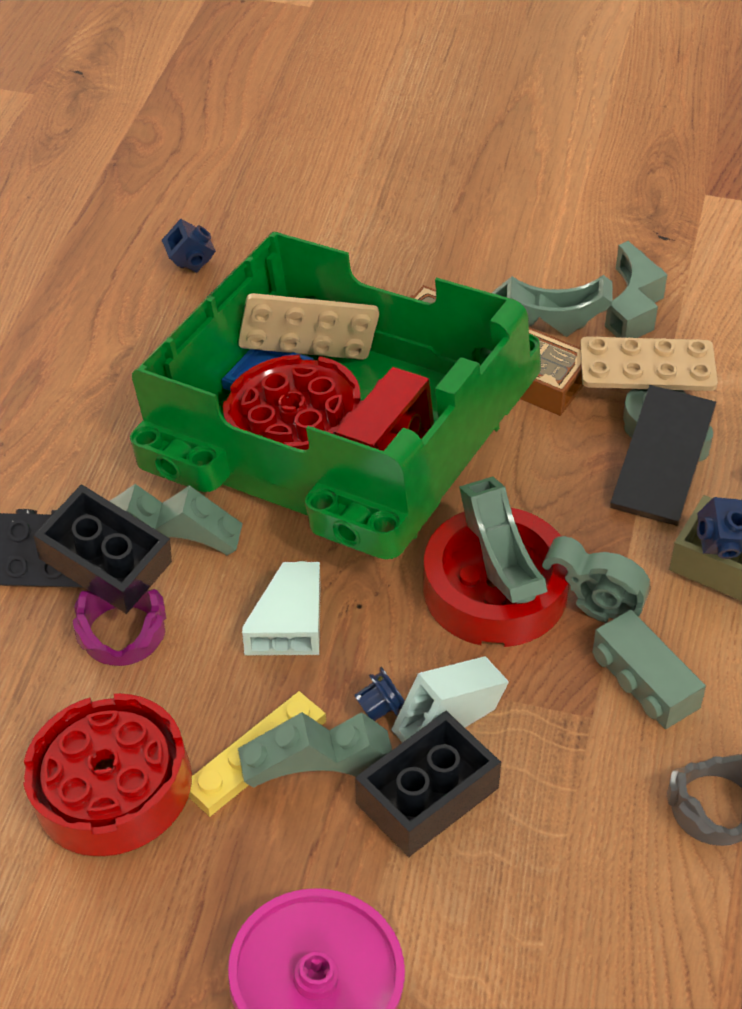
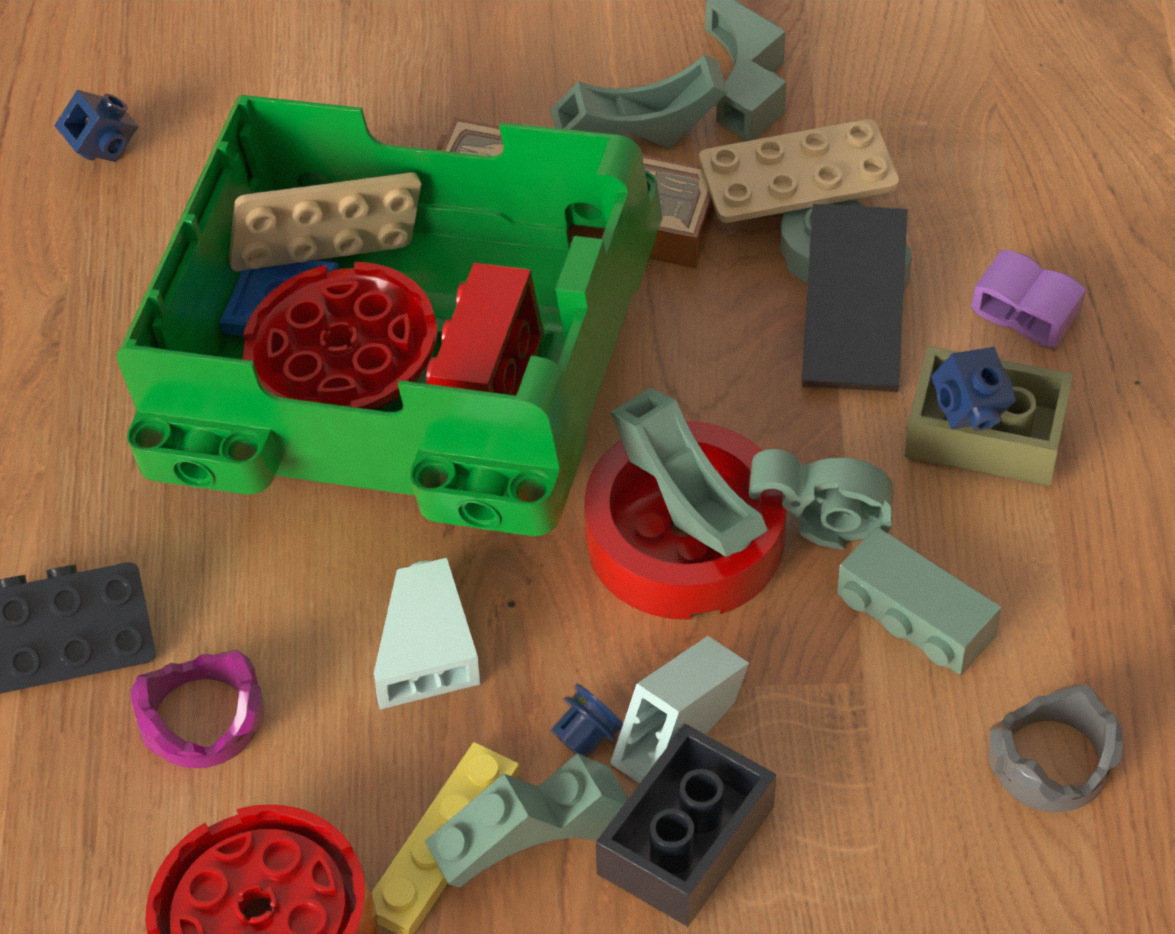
camera: 15 degrees left, 5 degrees up
(103, 548) = (152, 611): black brick -> none
(184, 516) = (234, 535): sand green arch -> none

